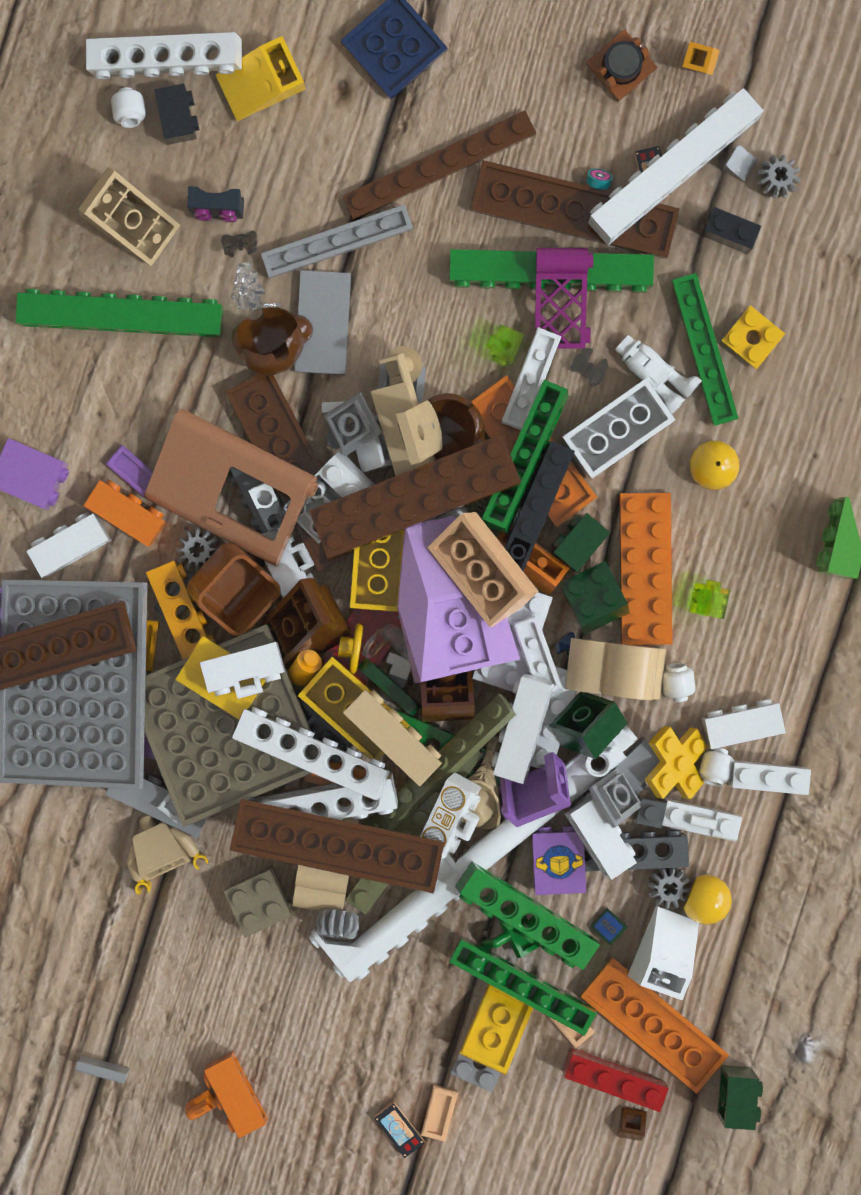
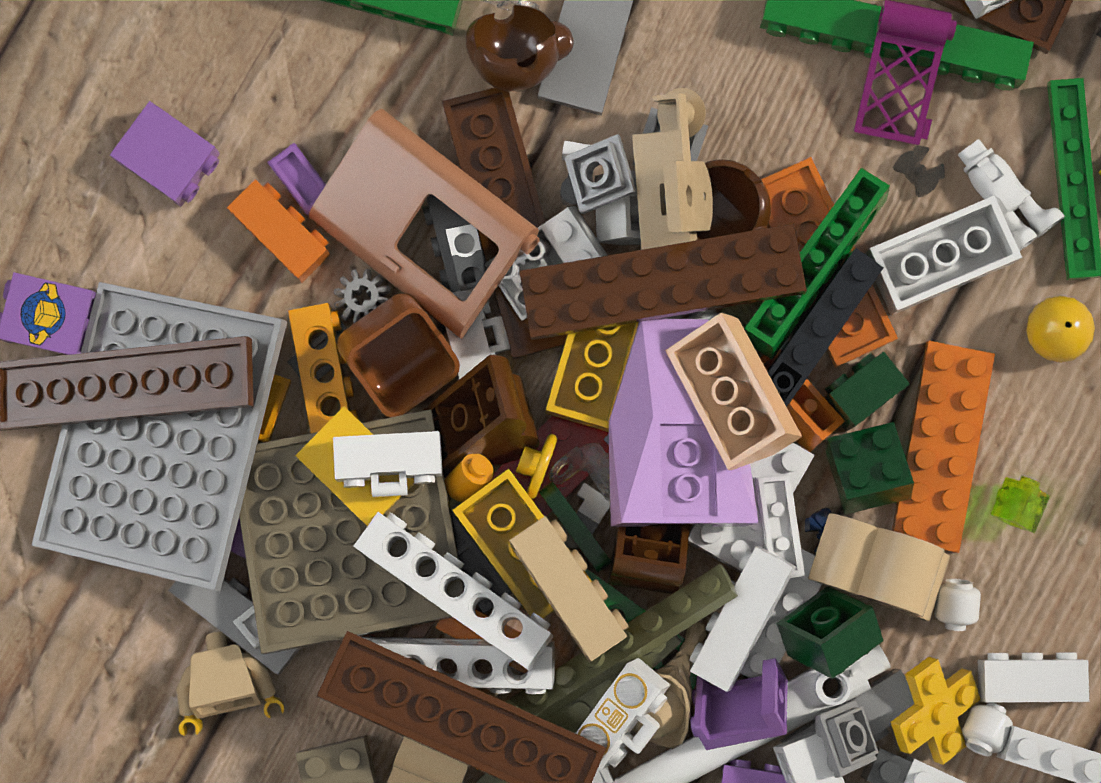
camera: 15 degrees right, 5 degrees down
(68, 544) = (195, 255): white brick -> none
(504, 345) = (816, 118): clear neon green brick -> none
(531, 377) = (842, 165): white tile -> none

